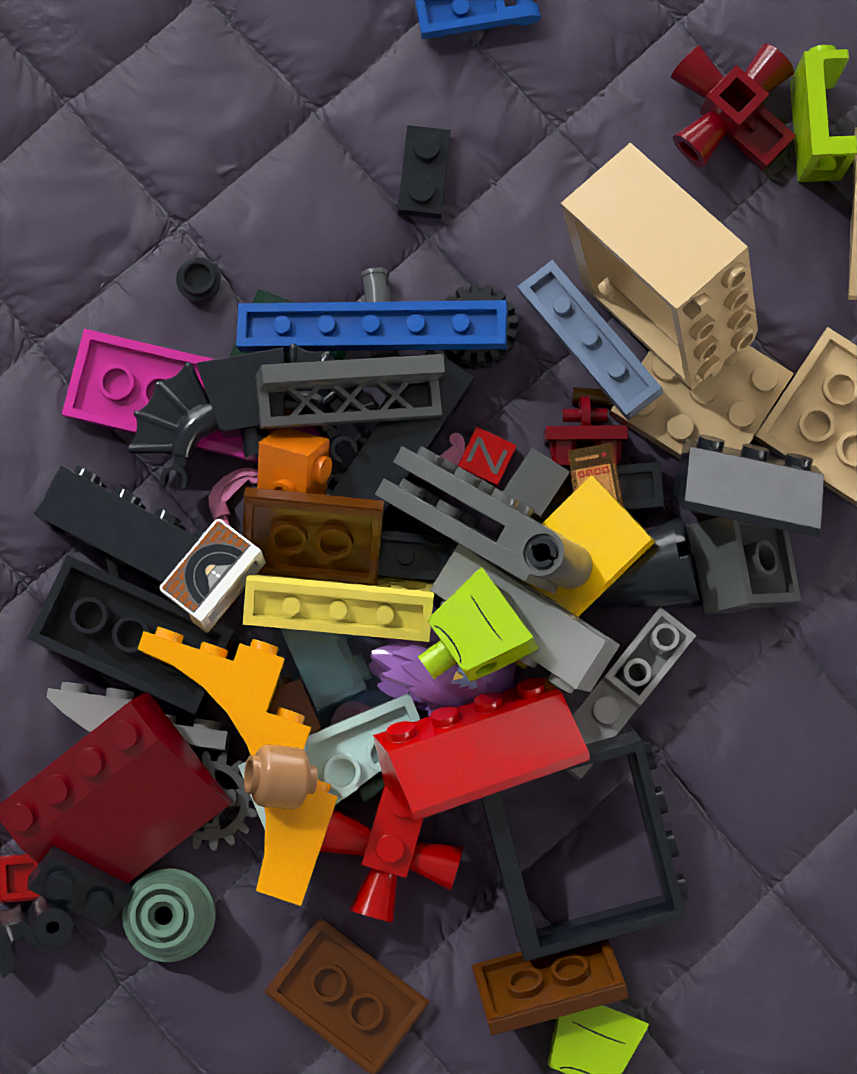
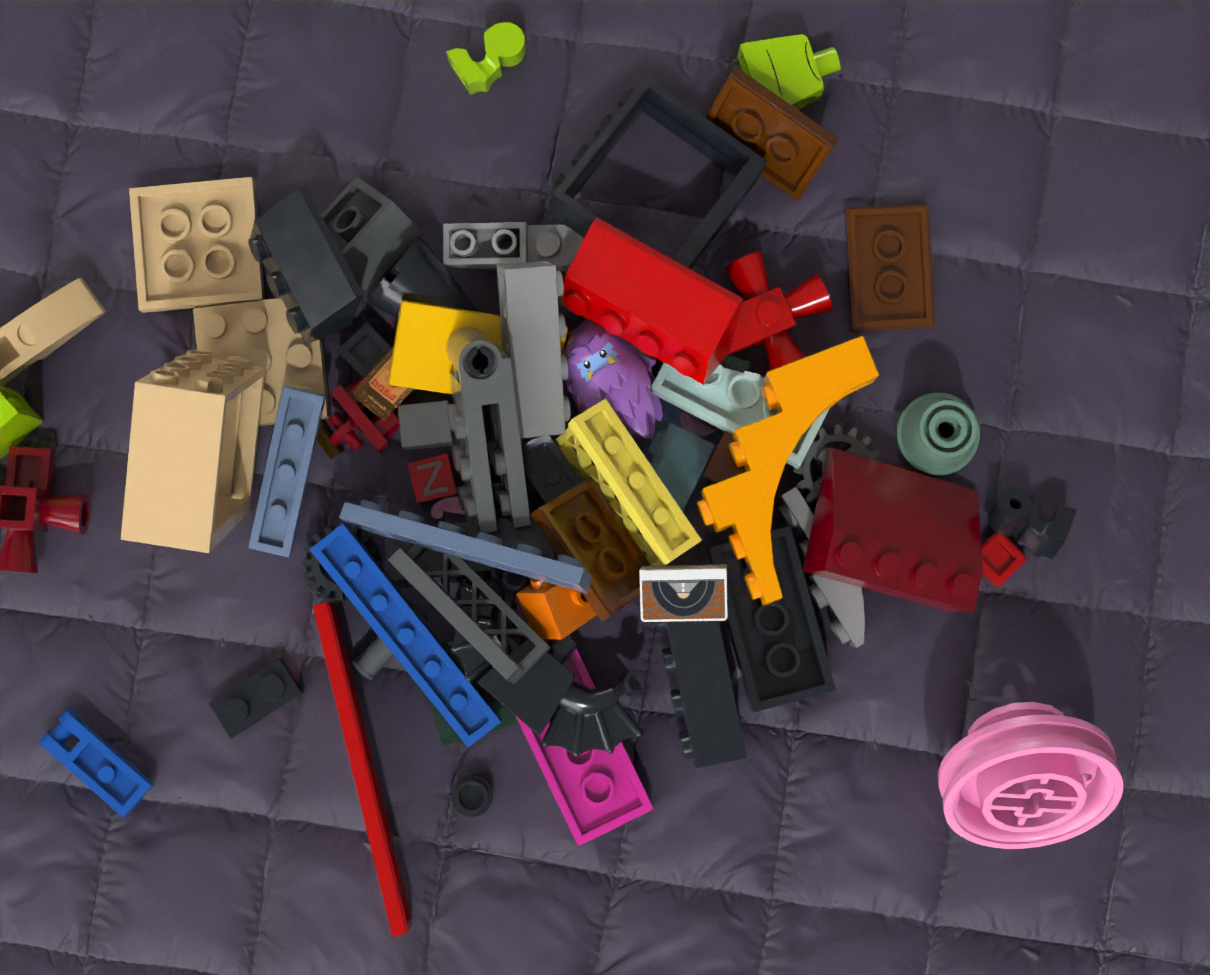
camera: 125 degrees left, 5 degrees up
(79, 887) = (972, 509): black plate -> none
(226, 489) = (609, 646): bright pink piece -> none
(279, 776) = (789, 419): medium nougat head -> none
(295, 210) = (363, 768): none -> red tile
(385, 437) = (484, 549): none -> sand blue plate
(476, 631) = (572, 368): lime torso -> none
(816, 816) = (503, 47): none -> lime leg

